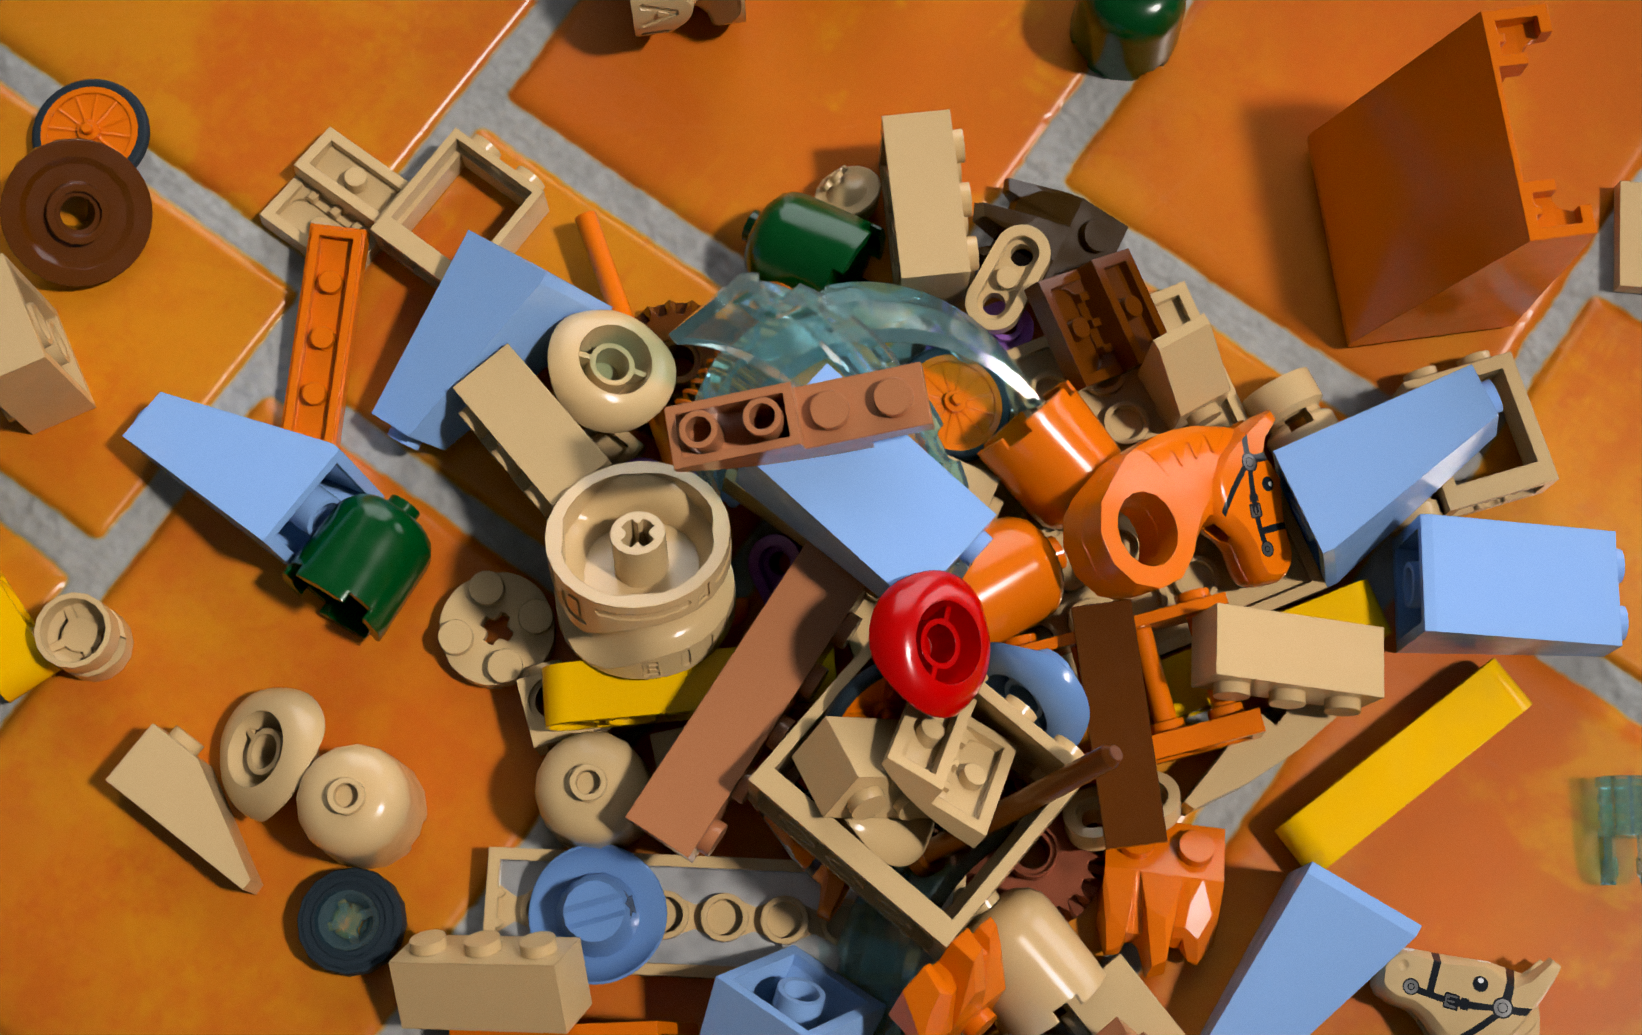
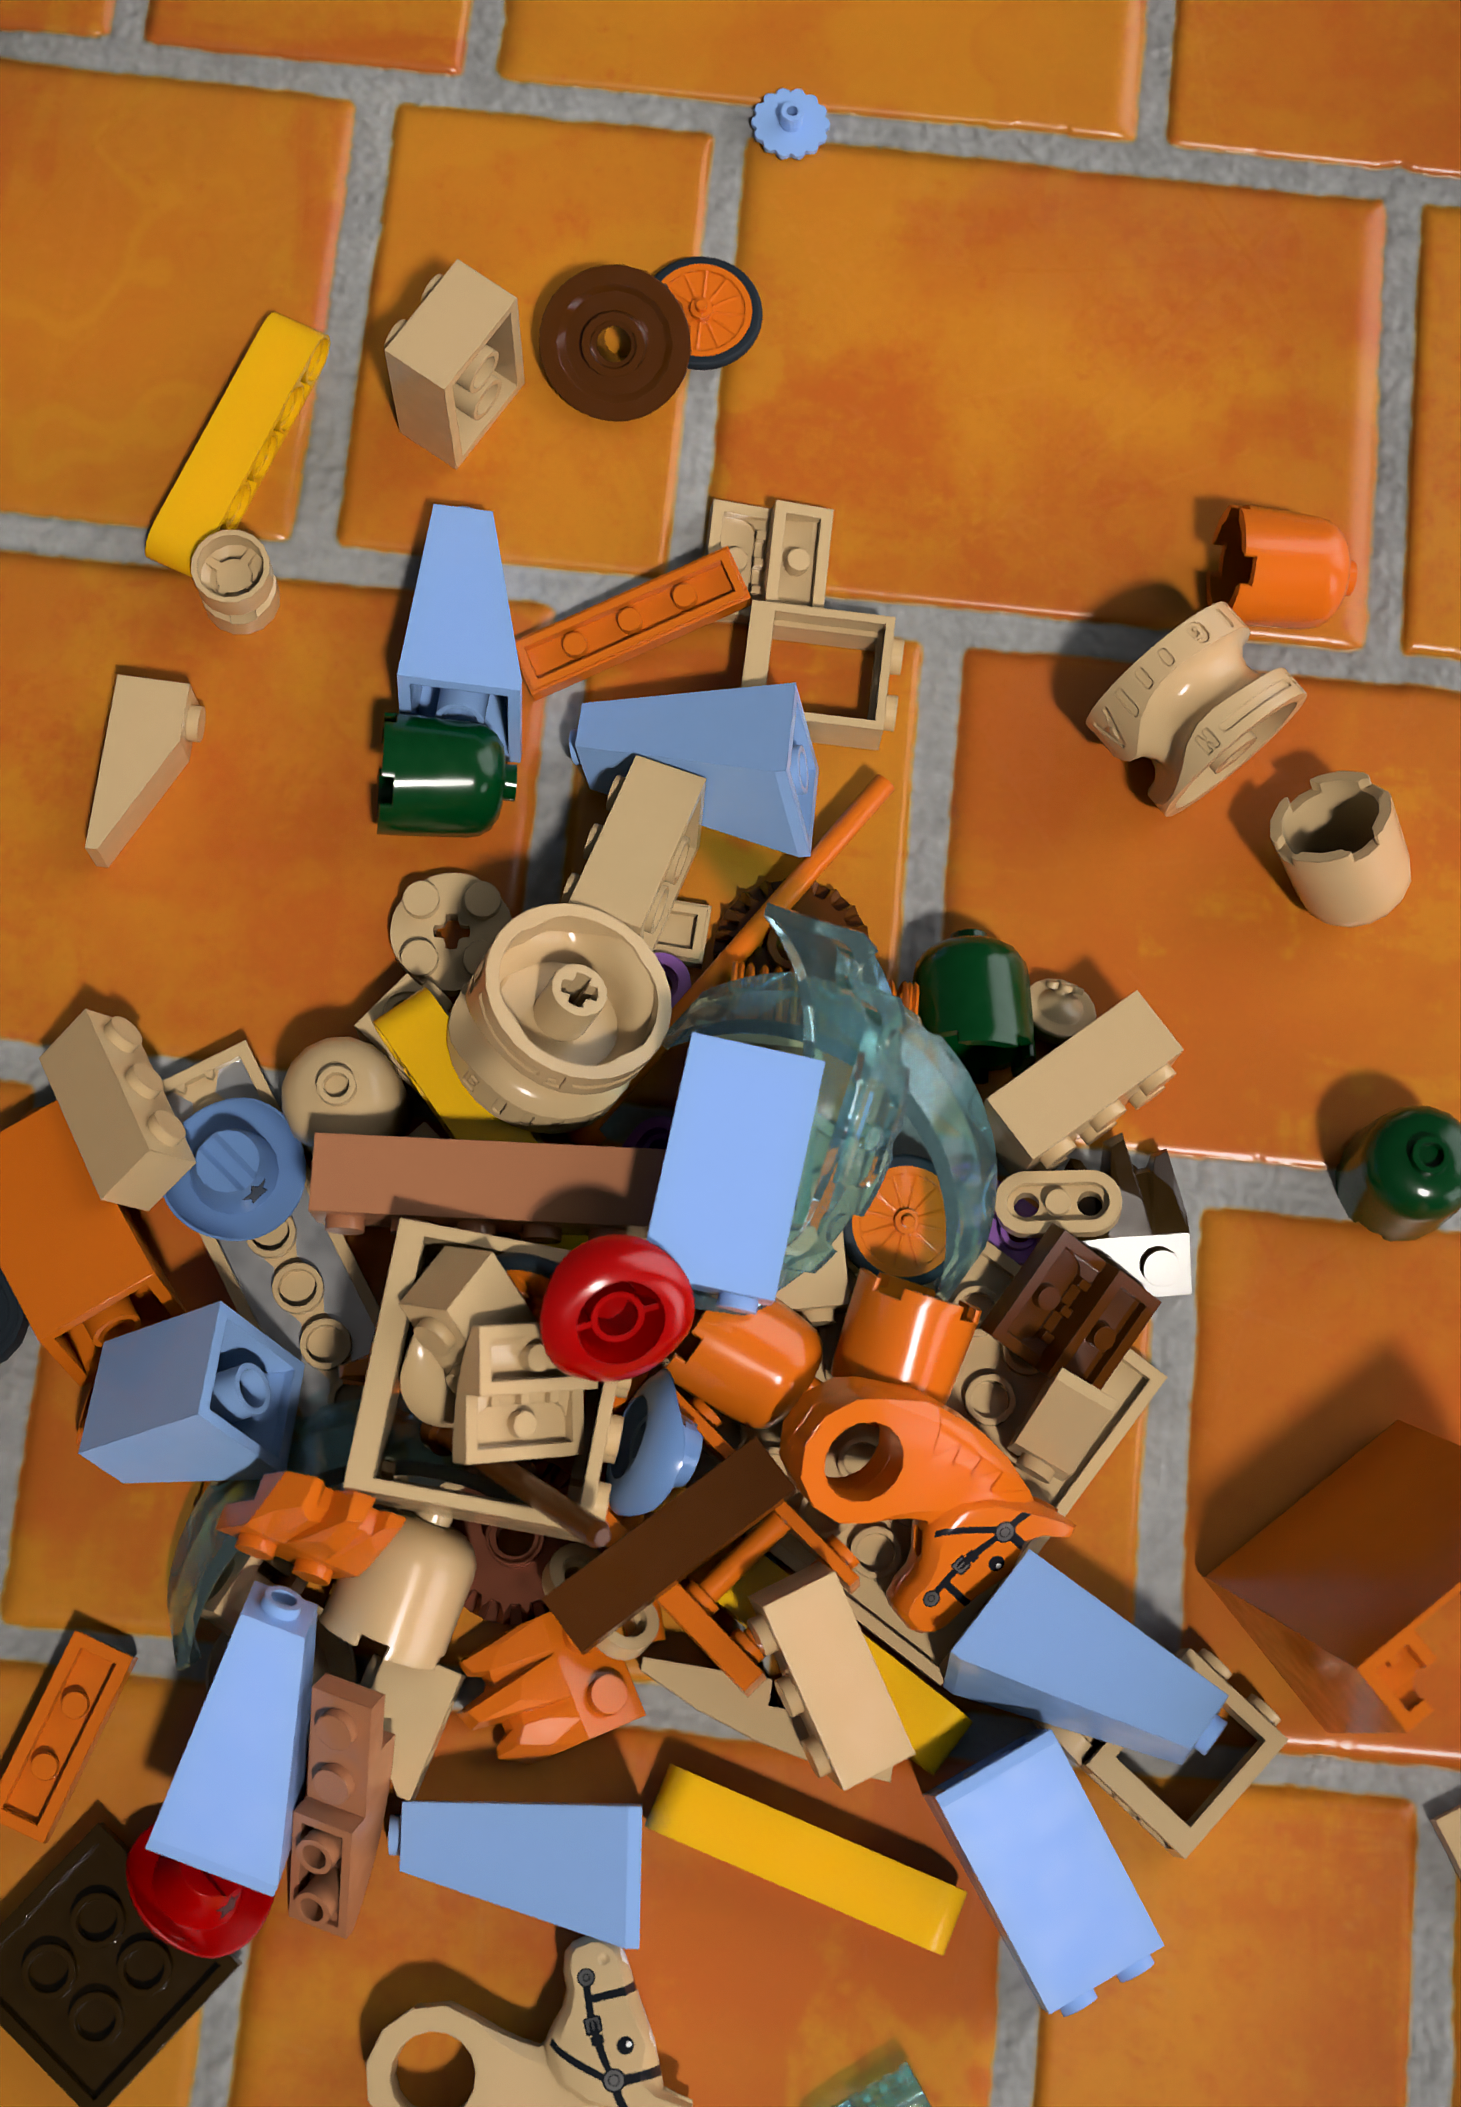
camera: 55 degrees right, 0 degrees up
(269, 749) = (225, 798): tan hat -> none
(331, 927) = (99, 943): black wheel -> none
(361, 806) = (218, 906): tan cylinder -> none
(609, 370) = (731, 876): tan hat -> none
(798, 422) = (746, 1063): nougat slope -> none
(1289, 400) = (1103, 1543): tan wheel -> none

